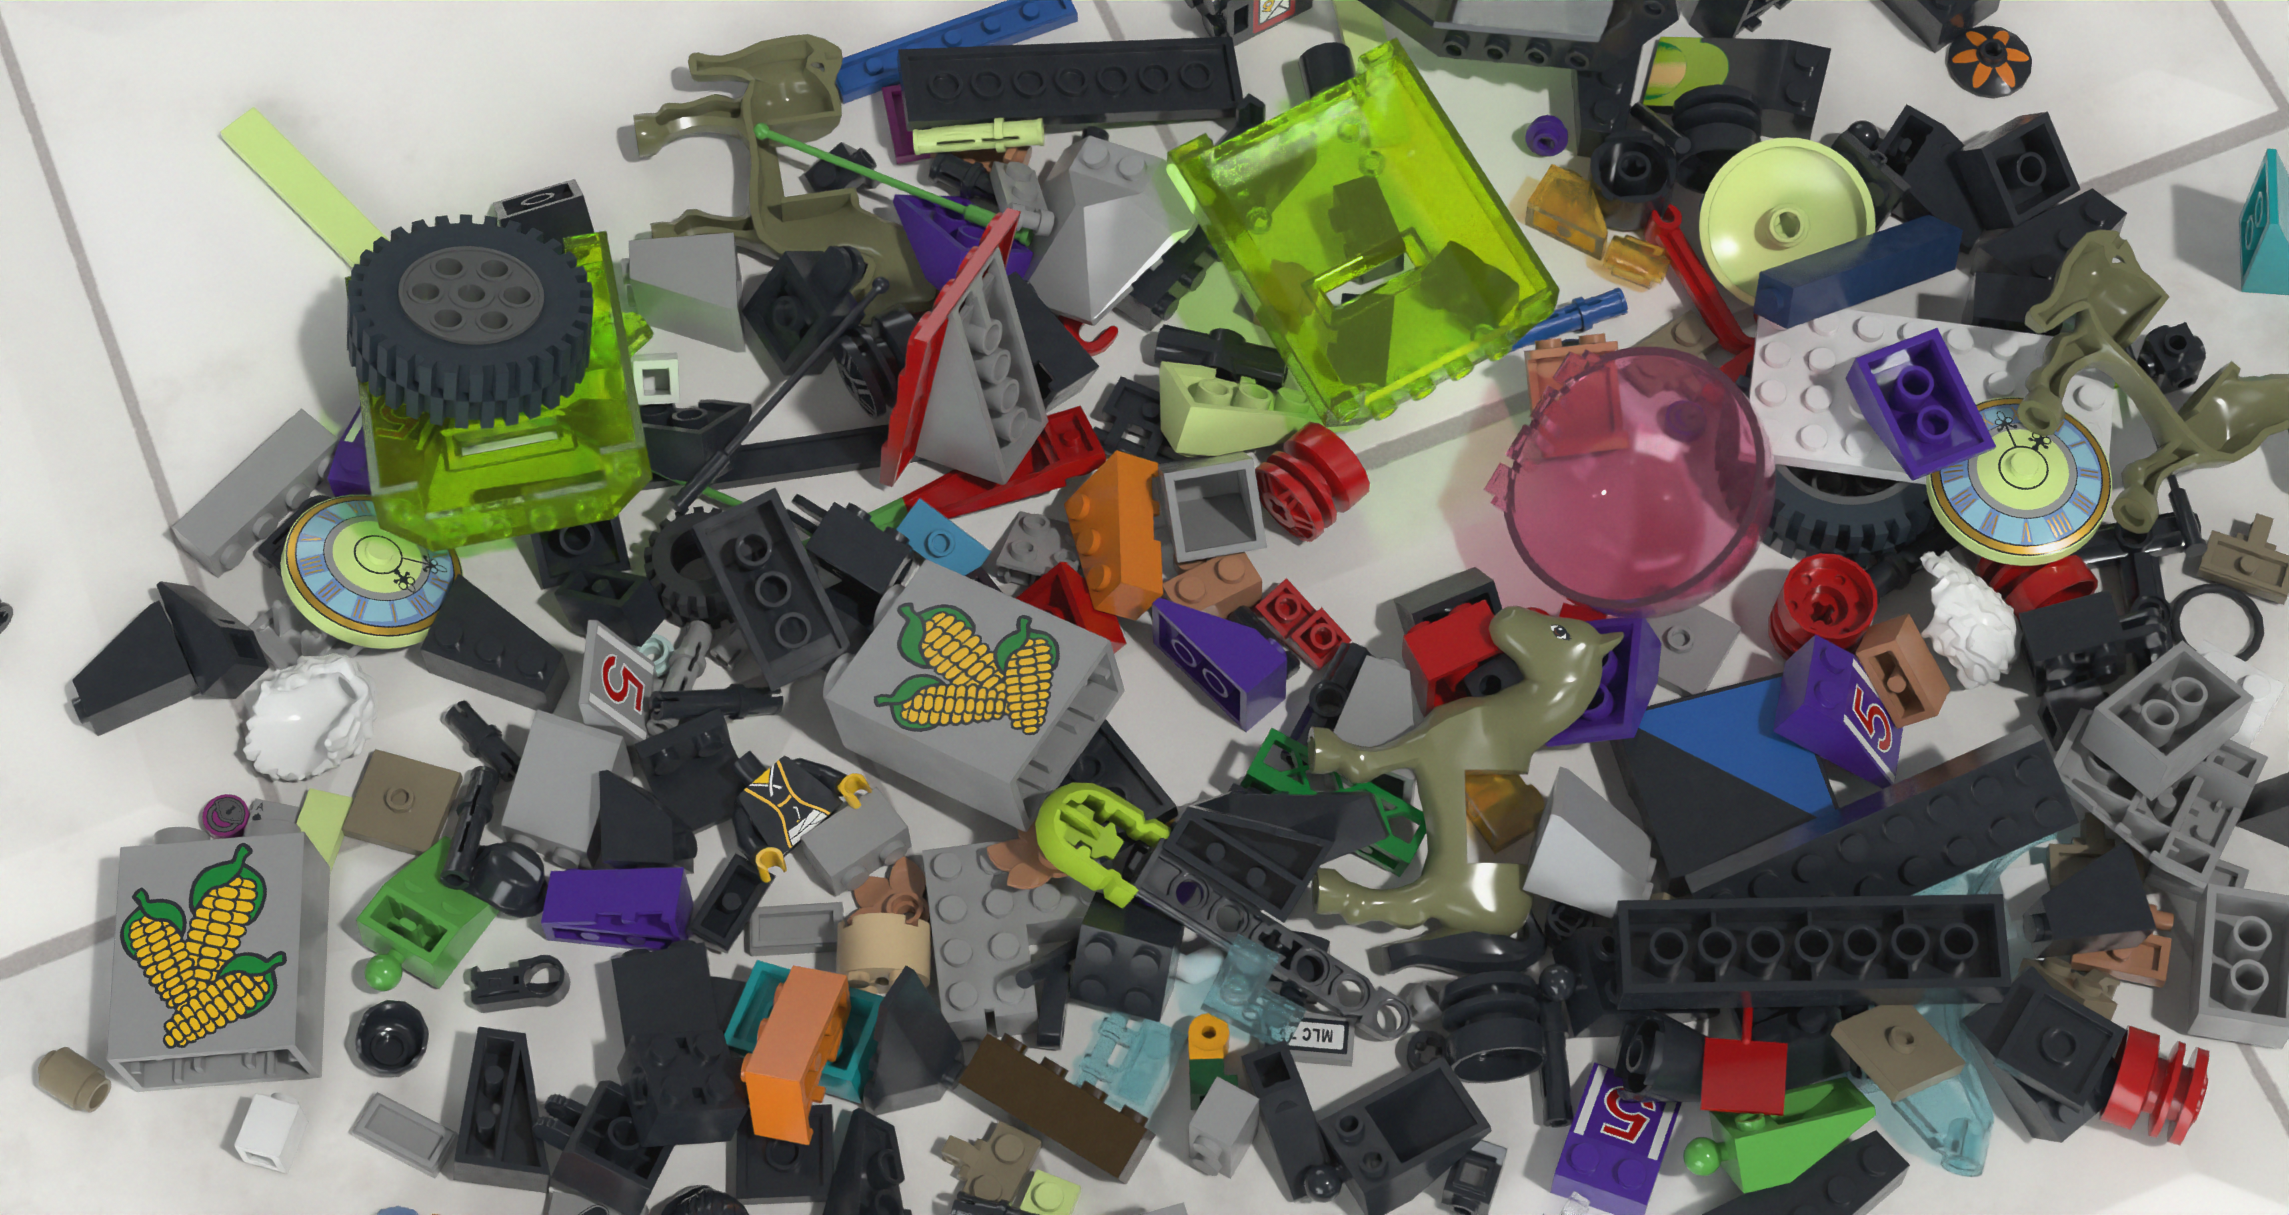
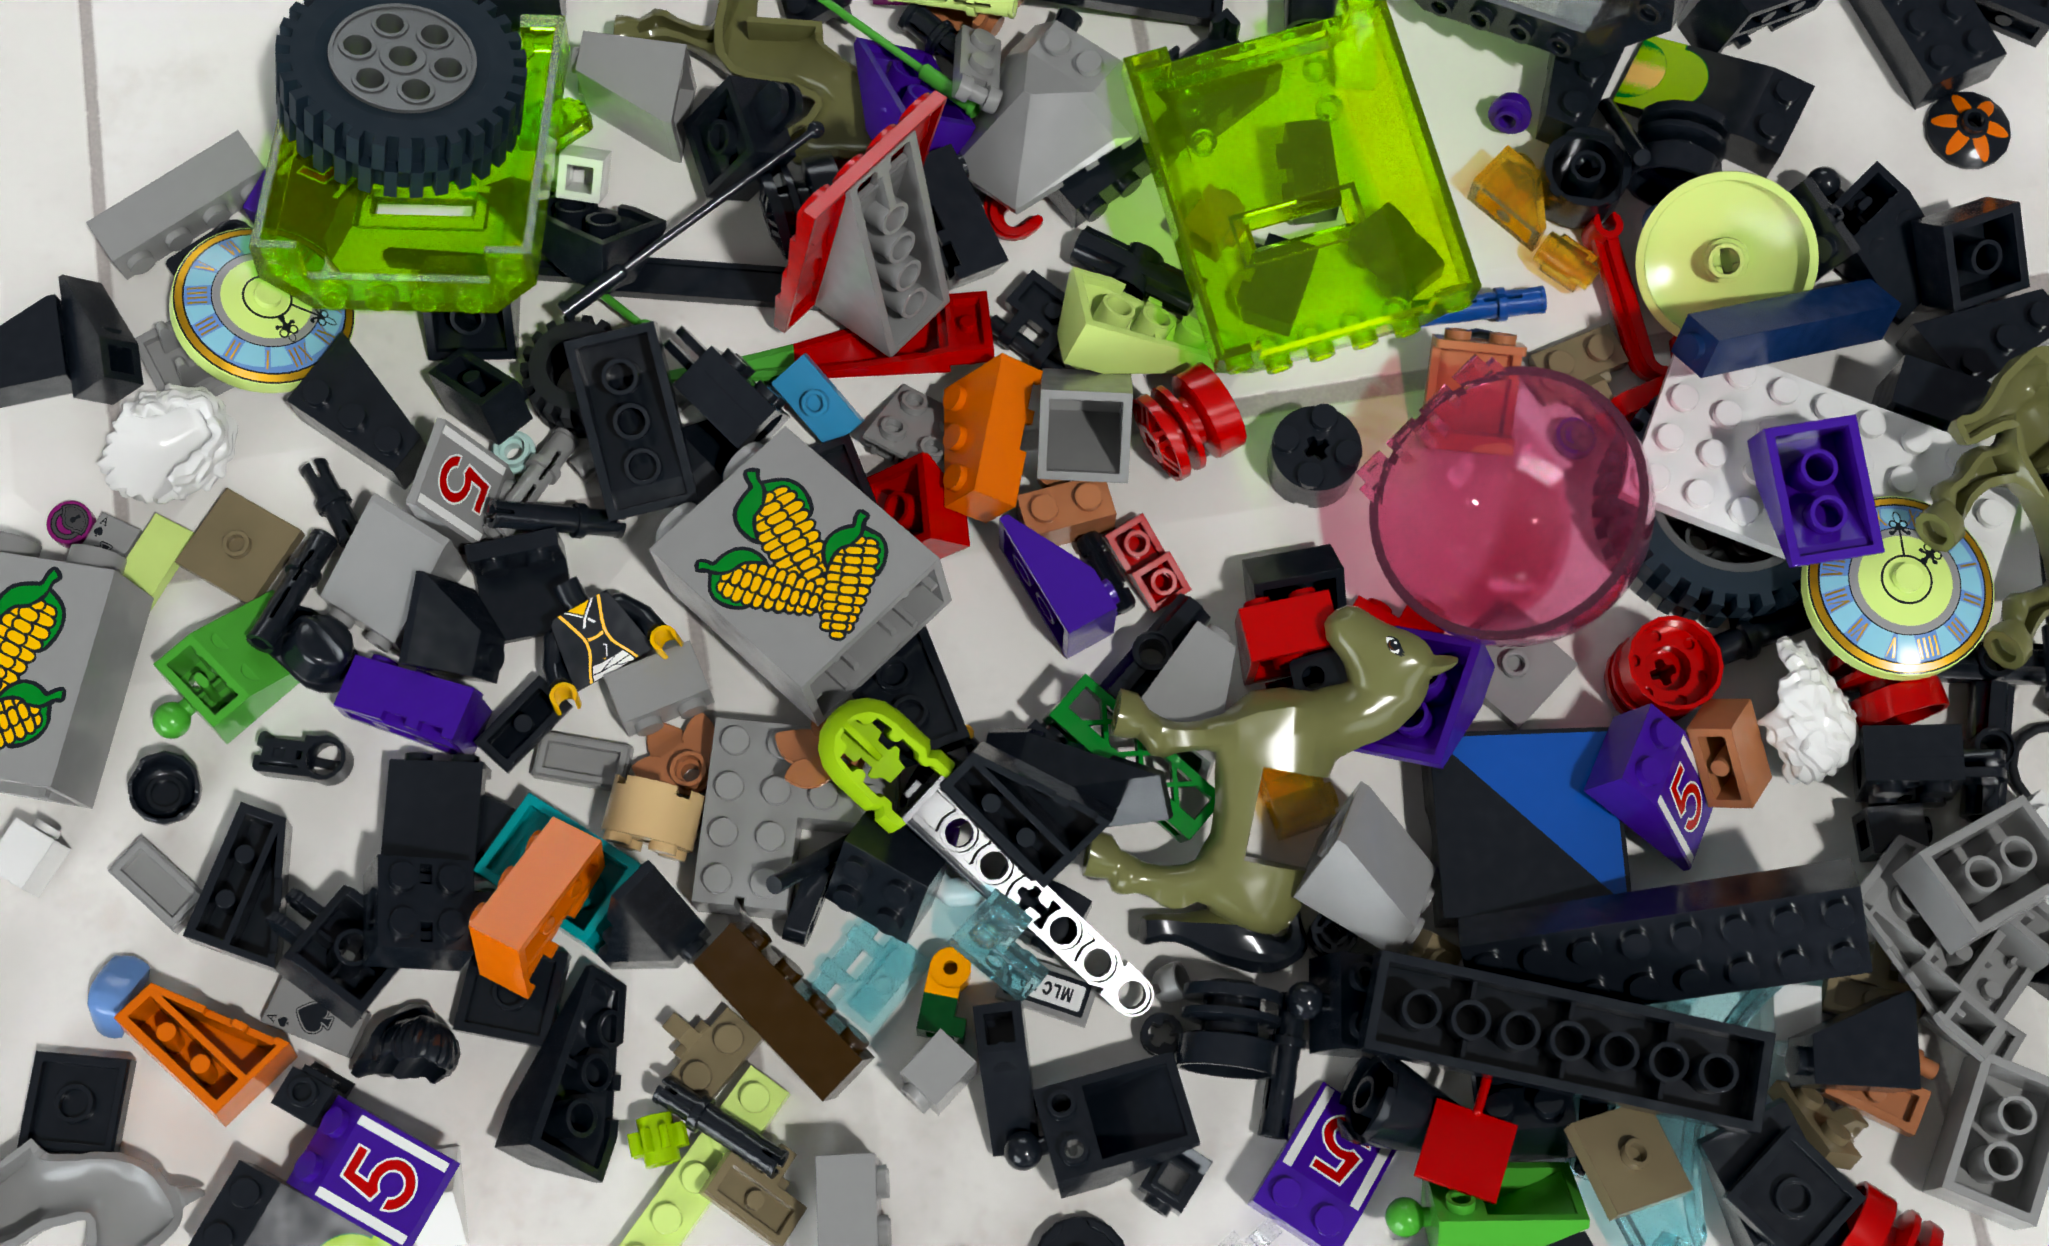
camera: 10 degrees right, 10 degrees up
(1438, 490) = (1321, 433): none -> black brick

